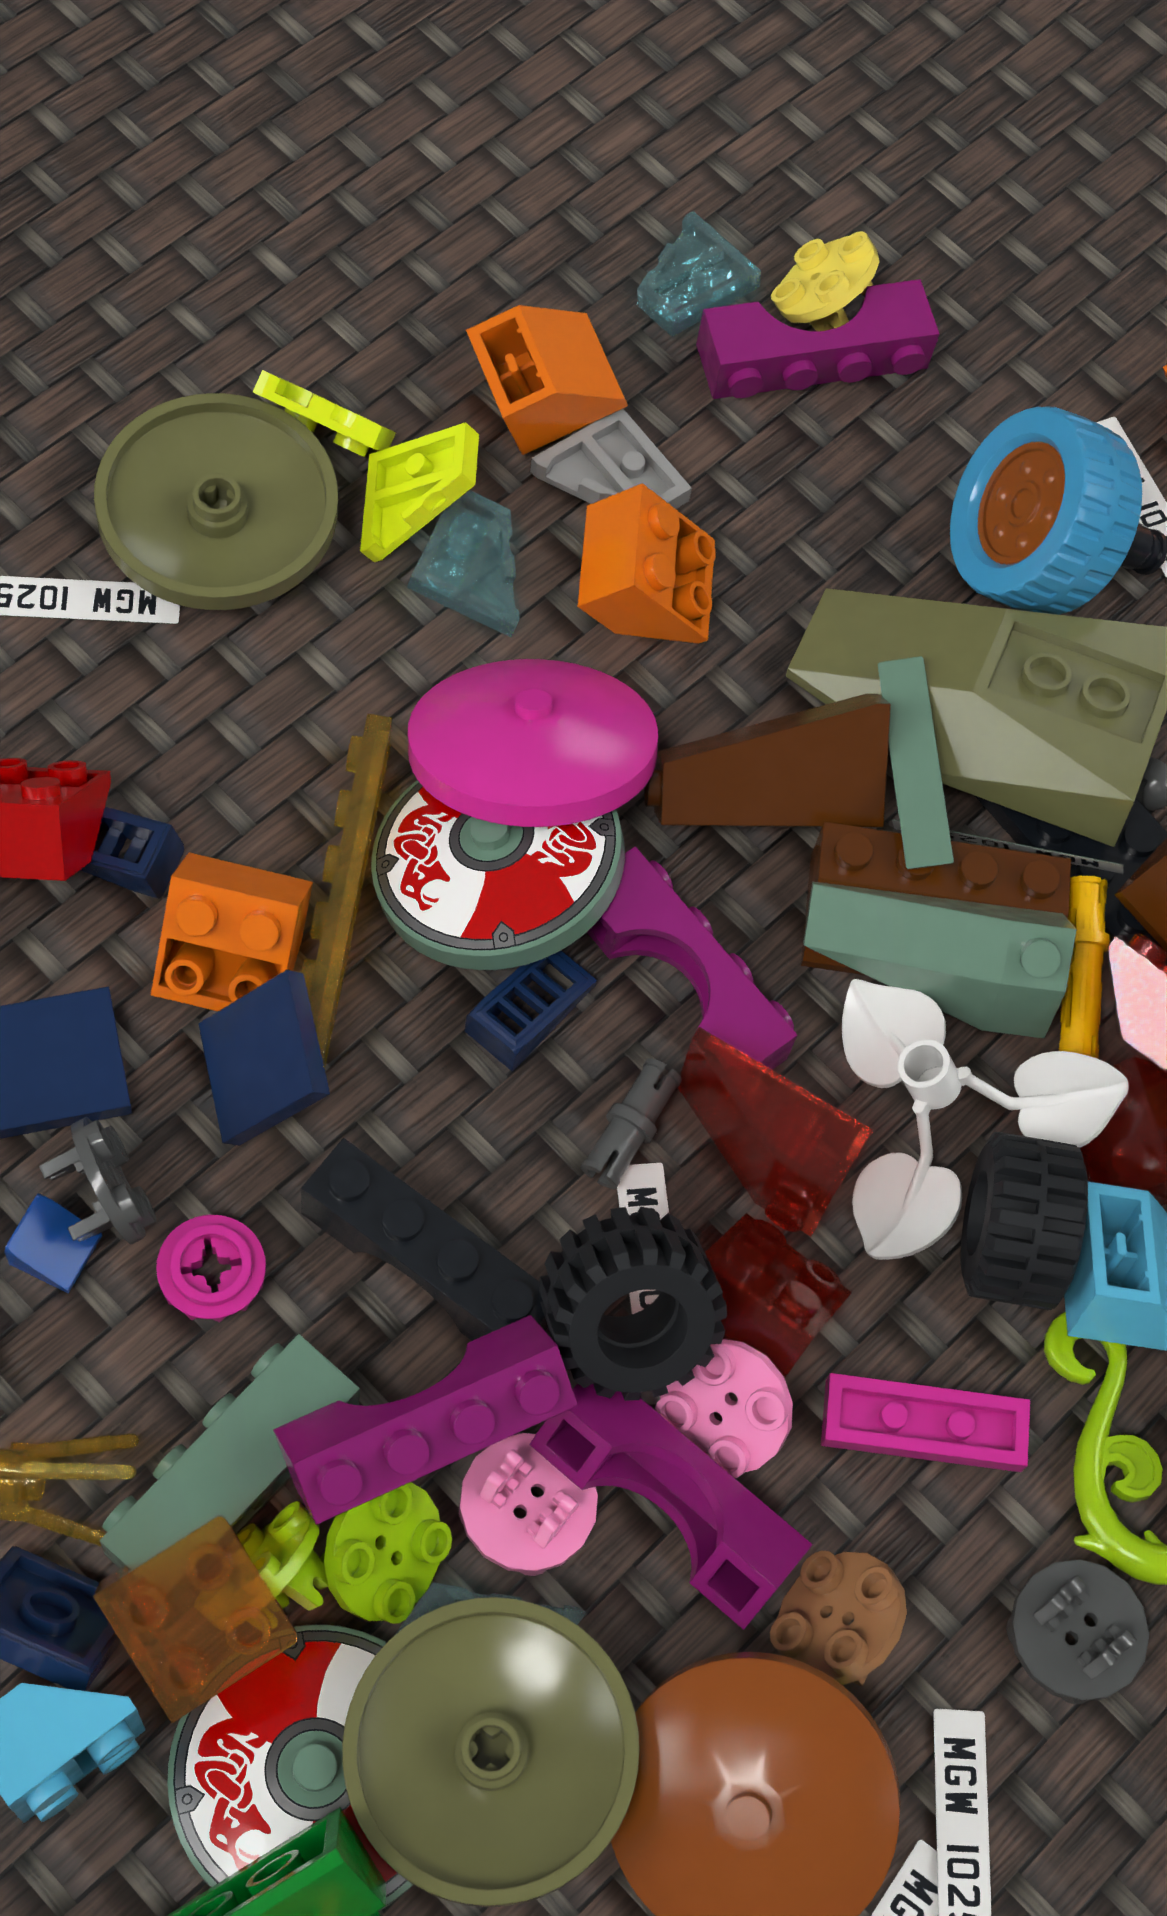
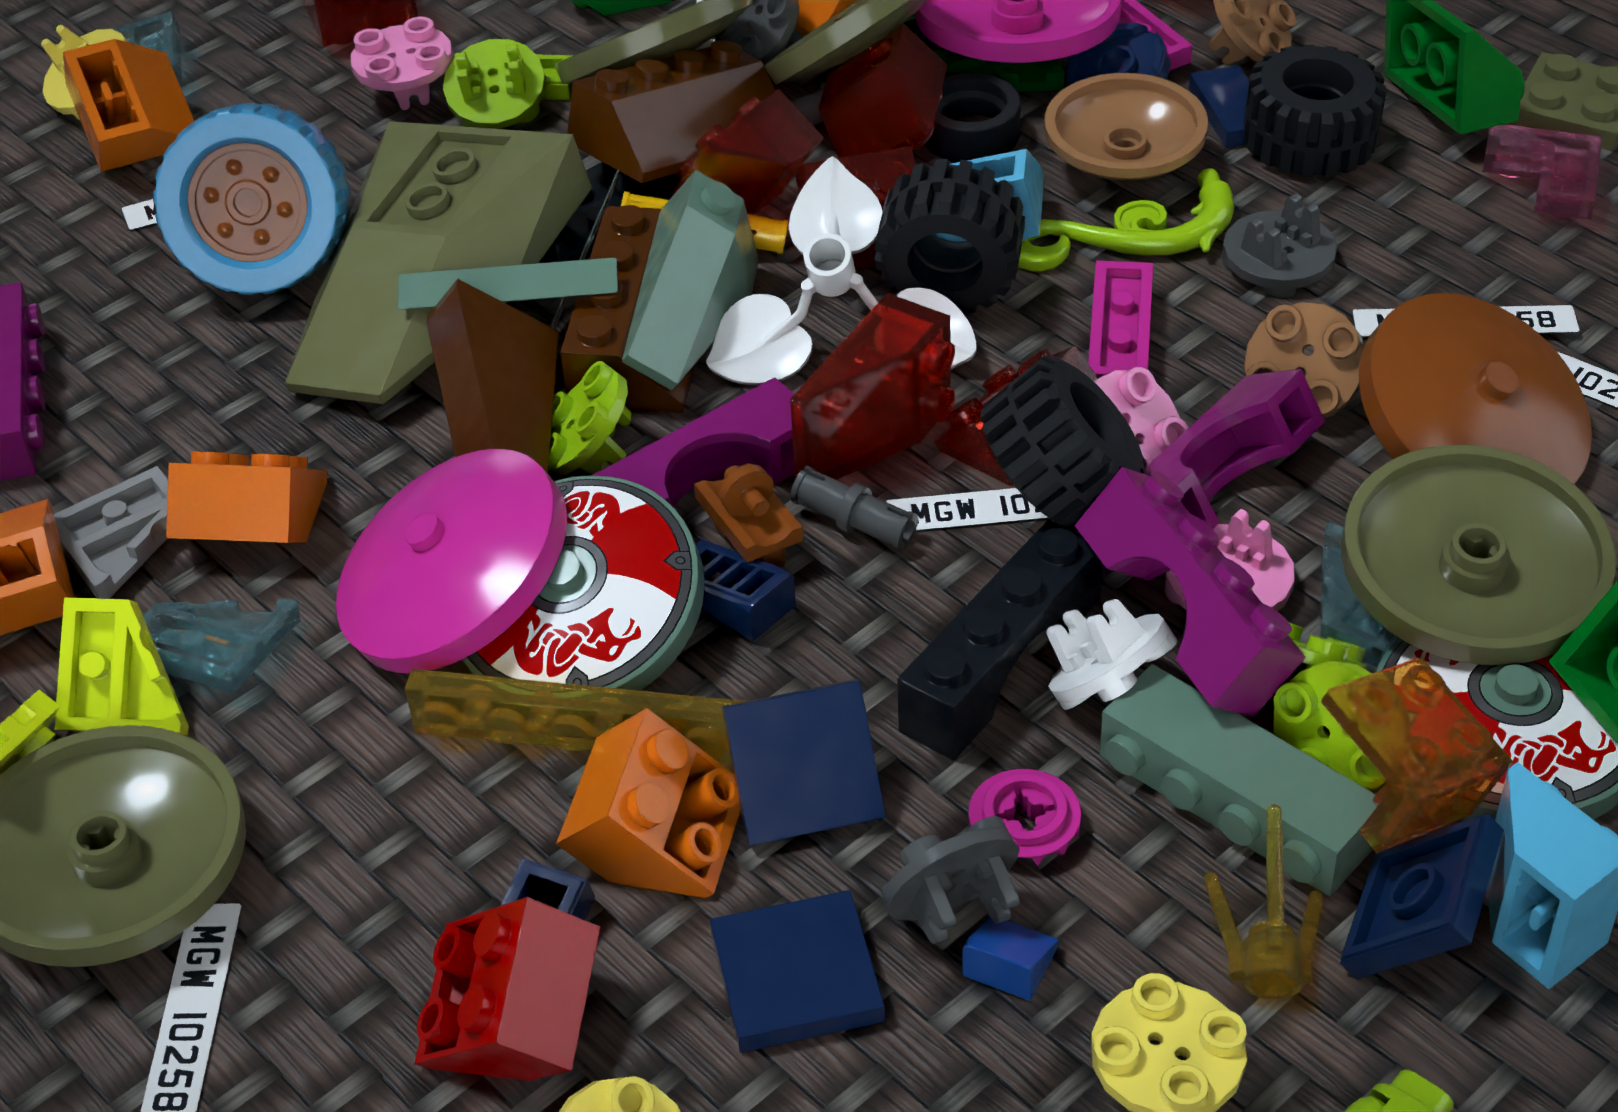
camera: 75 degrees left, 20 degrees down
(383, 1348) = (1104, 655): none -> white plate
(606, 1013) = (750, 514): none -> dark orange hips
(744, 857) = (587, 422): none -> lime plate

